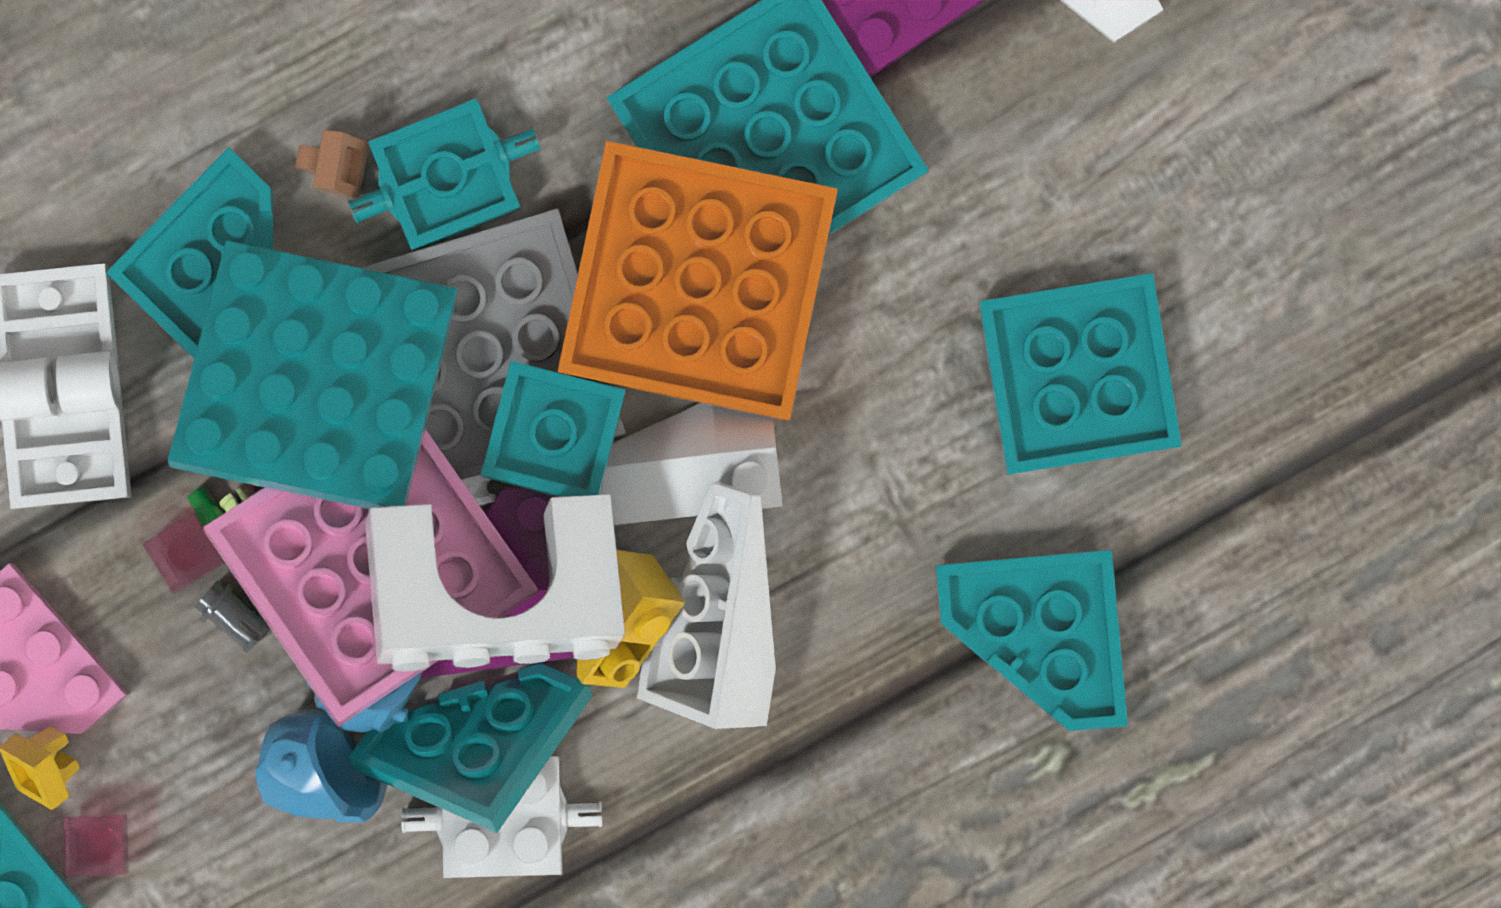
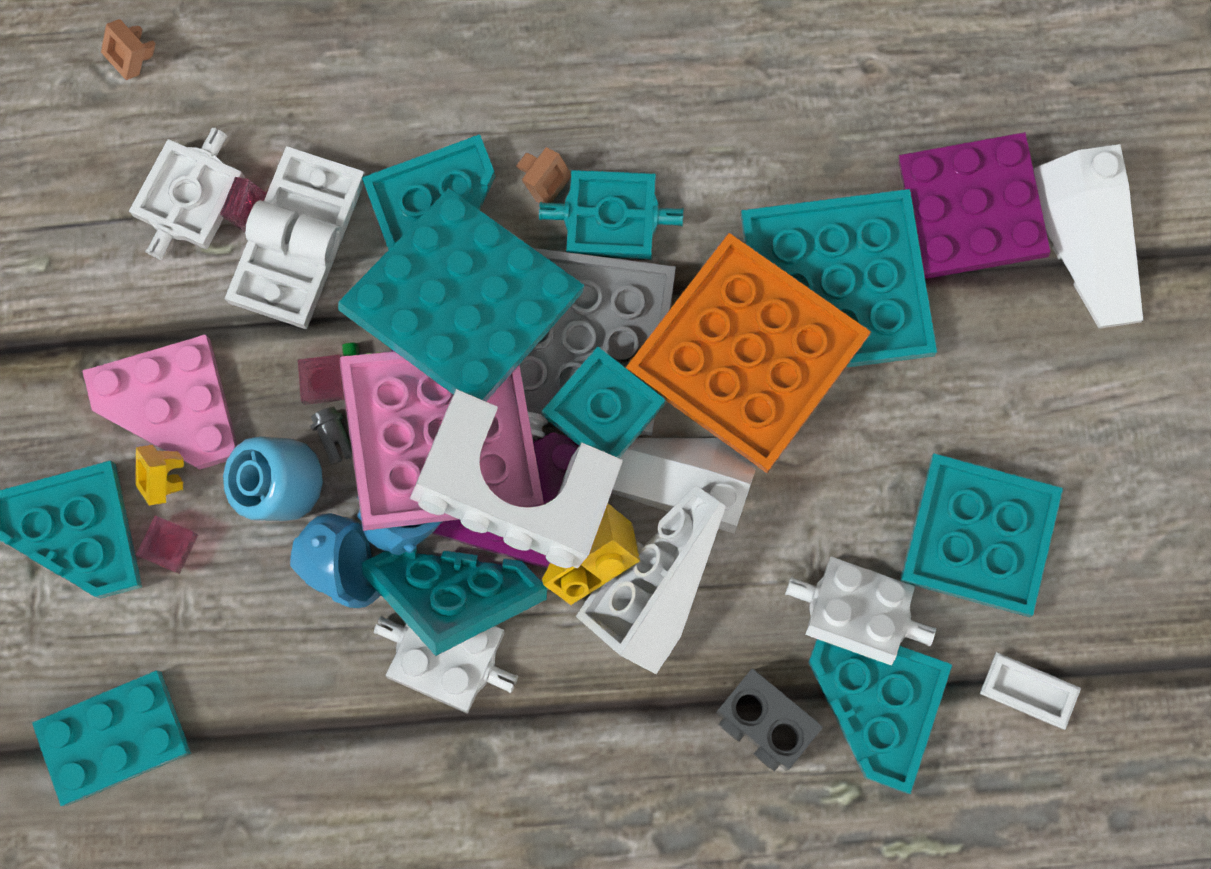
camera: 30 degrees right, 10 degrees down
(188, 708) = (272, 479): none -> medium azure head
(927, 704) = (775, 711): none -> dark grey brick
(975, 536) = (860, 611): none -> white plate
(1216, 536) = (1030, 691): none -> white tile

